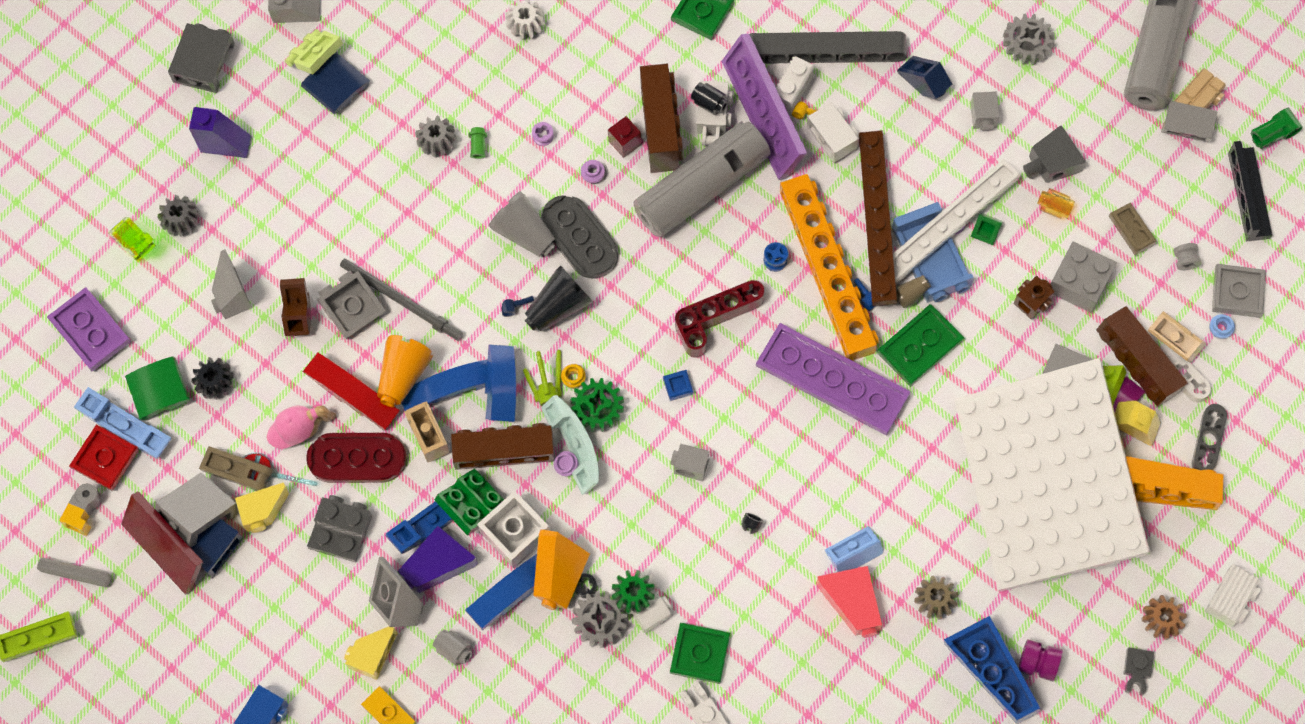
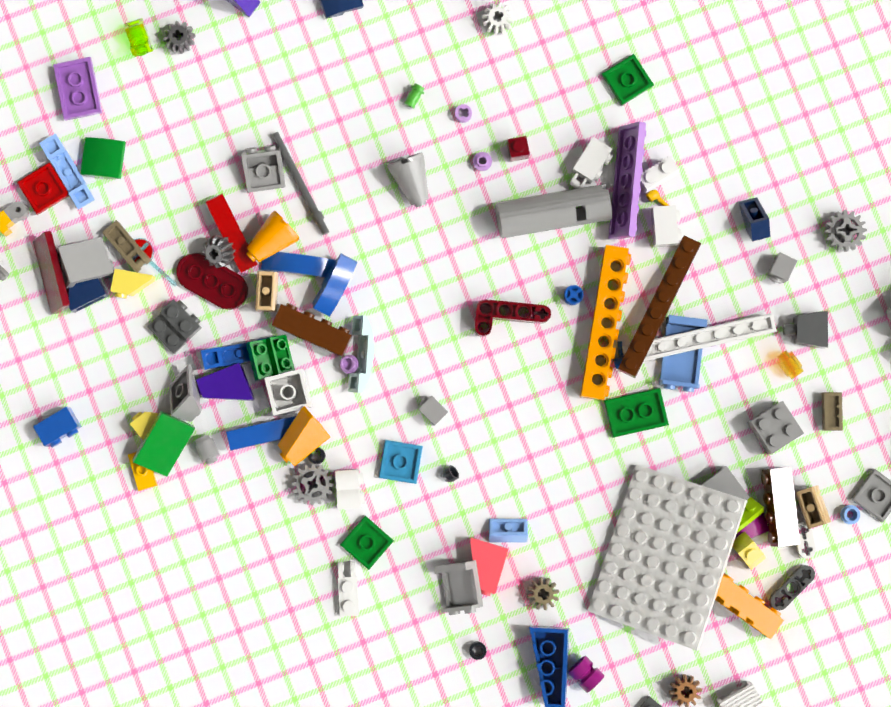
camera: 25 degrees right, 15 degrees up
(204, 376) = (142, 165): black gear -> none
(228, 289) = (186, 112): light grey slope -> none
(296, 307) = (225, 152): reddish brown brick -> none
(297, 425) = (182, 237): bright pink hair -> none
(351, 424) = (218, 251): none -> flat silver gear
(398, 665) = (163, 444): none -> tile
(434, 128) = (390, 68): light grey gear -> none
(509, 305) = (371, 229): dark blue hand -> none
(546, 389) = (363, 307): lime plant -> none
(556, 301) = (405, 245): black cone -> none
(573, 369) = (385, 298): yellow plate -> none
(580, 237) = (447, 204): dark grey tile -> none
(606, 407) = (385, 329): green gear -> none
(643, 593) = (338, 477): green gear -> none
(661, 118) = (550, 146): reddish brown brick -> none
(678, 385) = (455, 349): blue tile -> none
(686, 541) = (400, 461): none -> dark azure tile
(709, 98) = (591, 156): black brick -> none
(831, 46) = (700, 159): dark grey beam -> none
(833, 379) = (562, 404): medium lavender plate -> none
(837, 638) = (460, 586): none -> light grey panel
(905, 700) = (483, 648): none -> black bush
(911, 291) = (652, 372): dark tan cone -> none
(986, 228) = (732, 354): green slope -> none
(1034, 296) = (727, 427): reddish brown brick -> none
(1187, 256) = (857, 453): light grey wheel -> none

